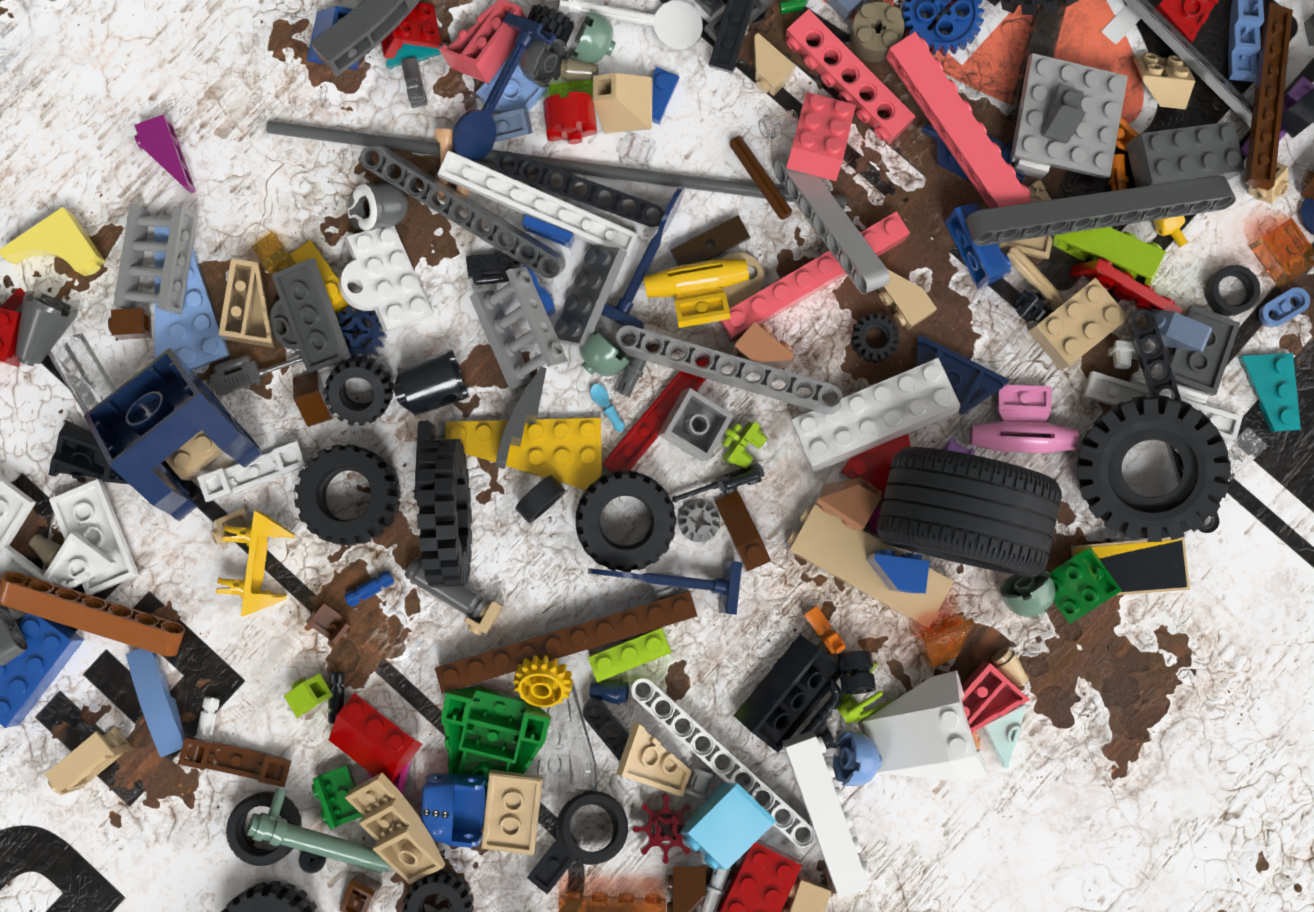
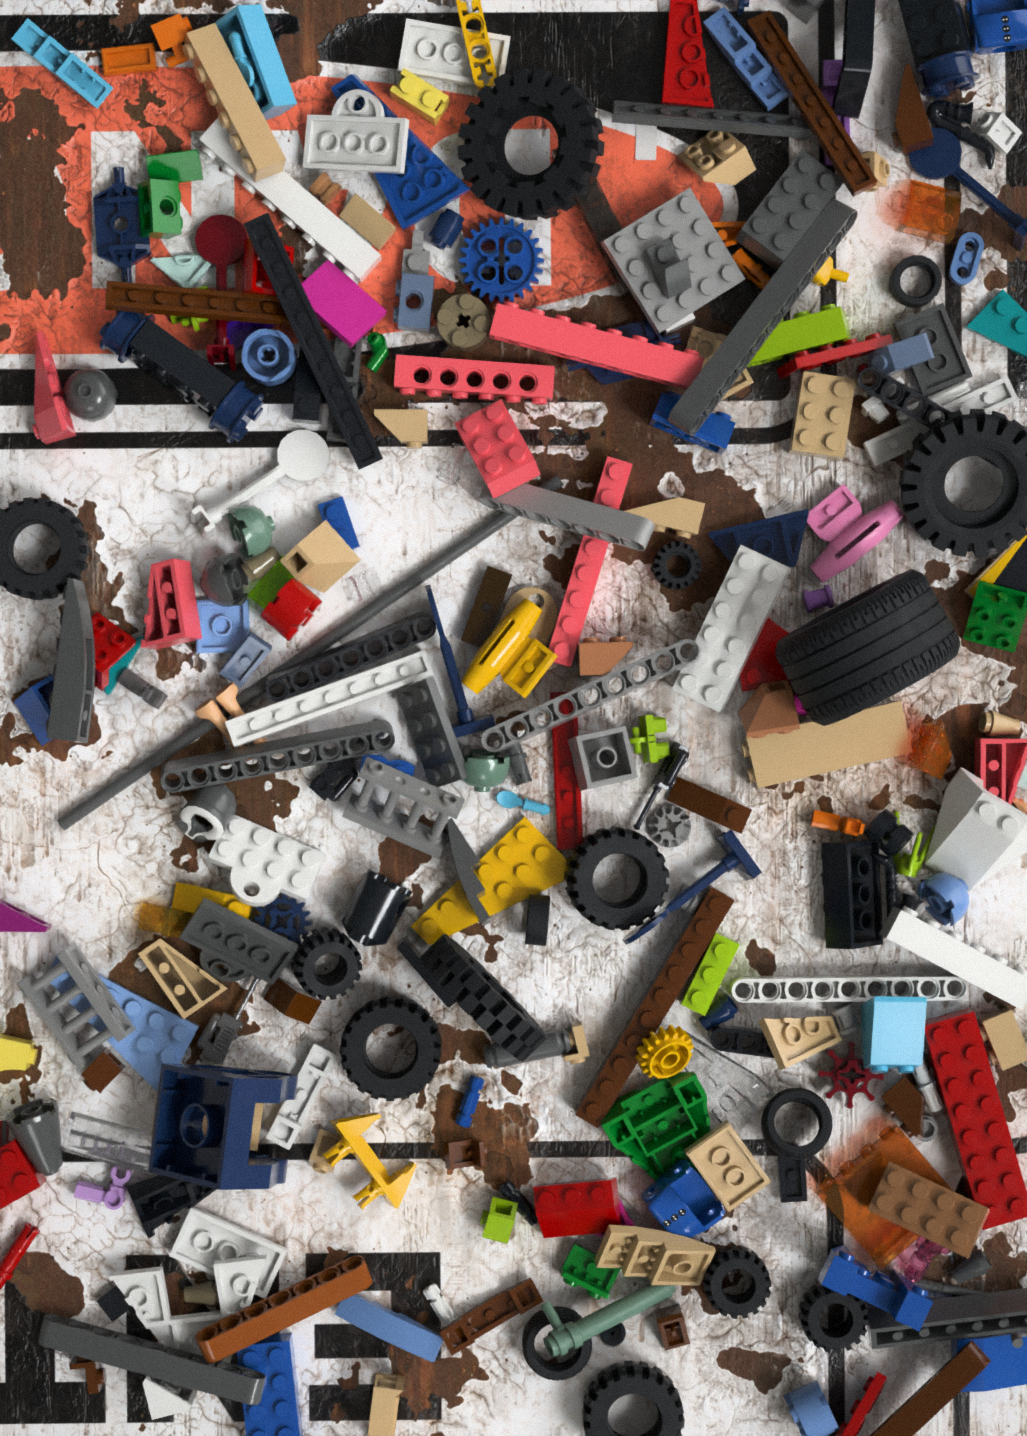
camera: 40 degrees left, 5 degrees up
(51, 421) = (113, 1197): none -> lavender bar
(476, 129) = (231, 683): dark blue piece -> none
(548, 231) = (354, 710): blue tile -> none
(552, 21) = (206, 549): black tyre -> none
(760, 177) = (478, 521): reddish brown axle -> none
(901, 573) = (857, 733): blue slope -> none
(1029, 595) = (970, 661): sand green cylinder -> none
(1031, 305) = (773, 433): black gear -> none
(1034, 276) = (756, 407): tan axle -> none

